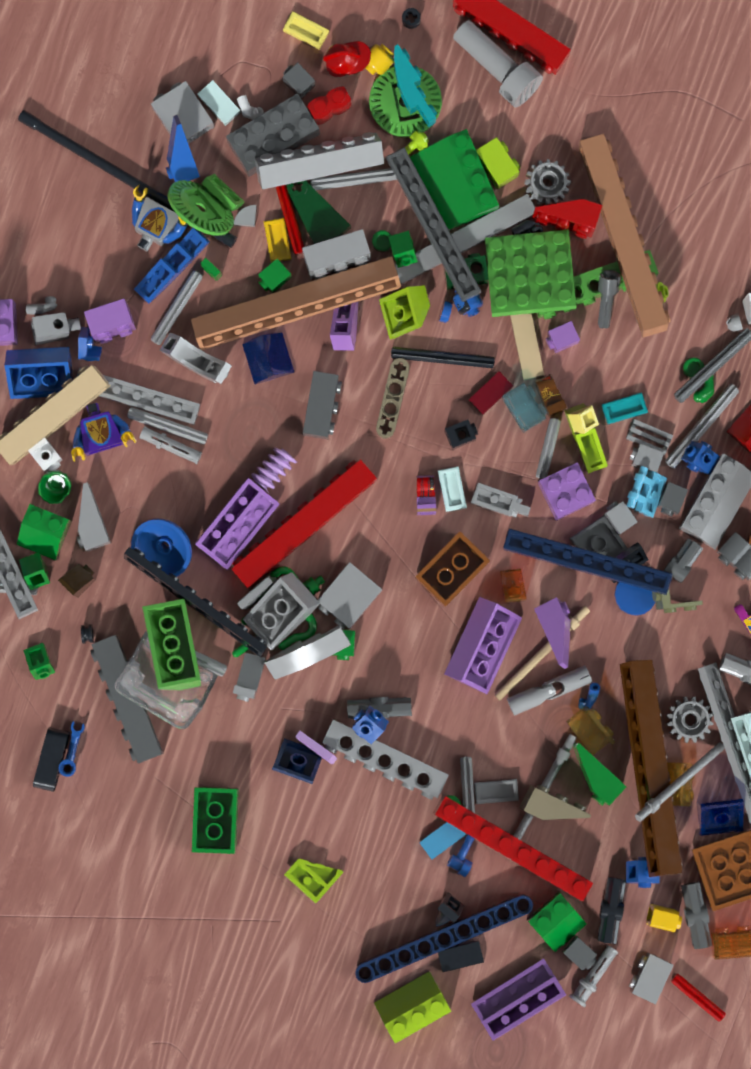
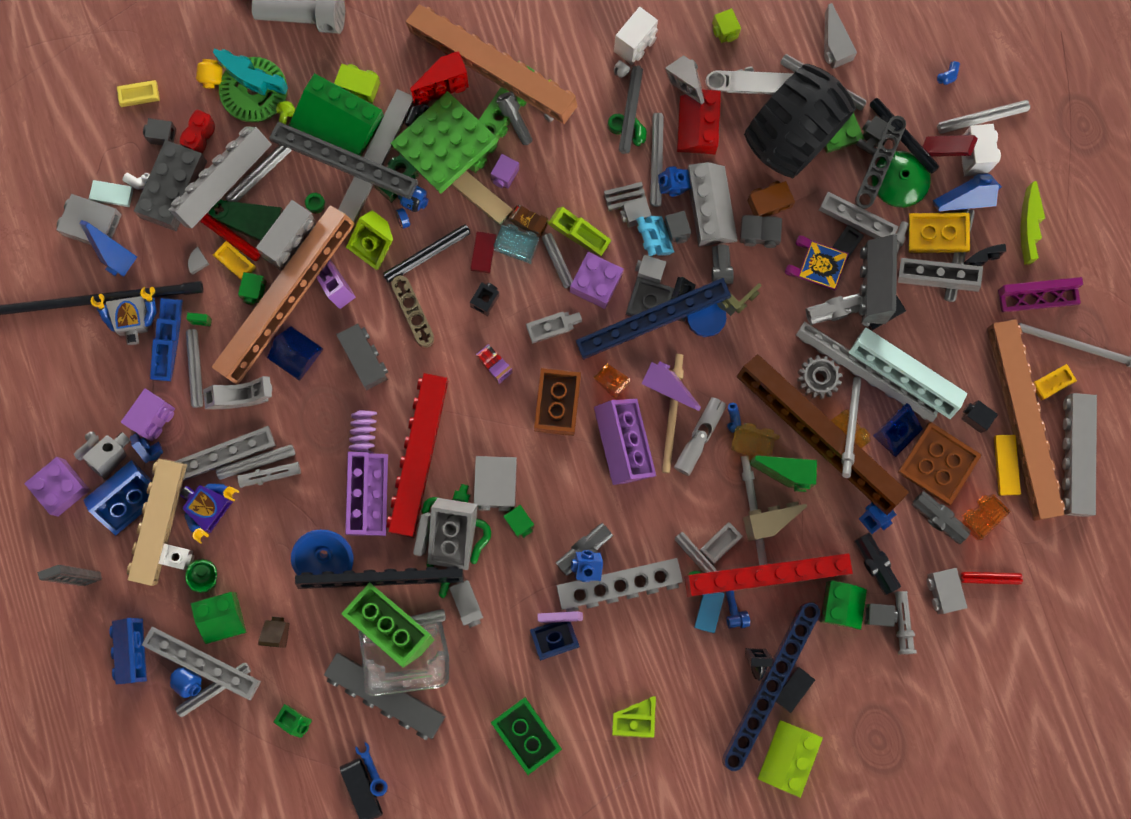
camera: 45 degrees left, 5 degrees down
(34, 571) = (235, 653): green brick -> none
(87, 634) = (314, 669): black bush -> none
(91, 525) = (253, 583): light grey slope -> none
(185, 197) = (140, 277): bright green piece -> none
(226, 195) = (156, 256): bright green plate -> none
(307, 653) = (497, 550): light grey slope -> none
(347, 58) = (184, 89): red piece -> none
(403, 249) = (335, 195): green brick -> none
(415, 13) = (211, 33): black bush -> none
(452, 489) = (510, 344): light aqua tile -> none
(518, 999) = (864, 687): medium lavender brick -> none
(547, 171) = (399, 61): light grey gear -> none
(583, 420) = (567, 218): light yellow slope -> none
(624, 408) = (590, 190): teal tile -> none
(663, 918) = (920, 538): yellow brick -> none

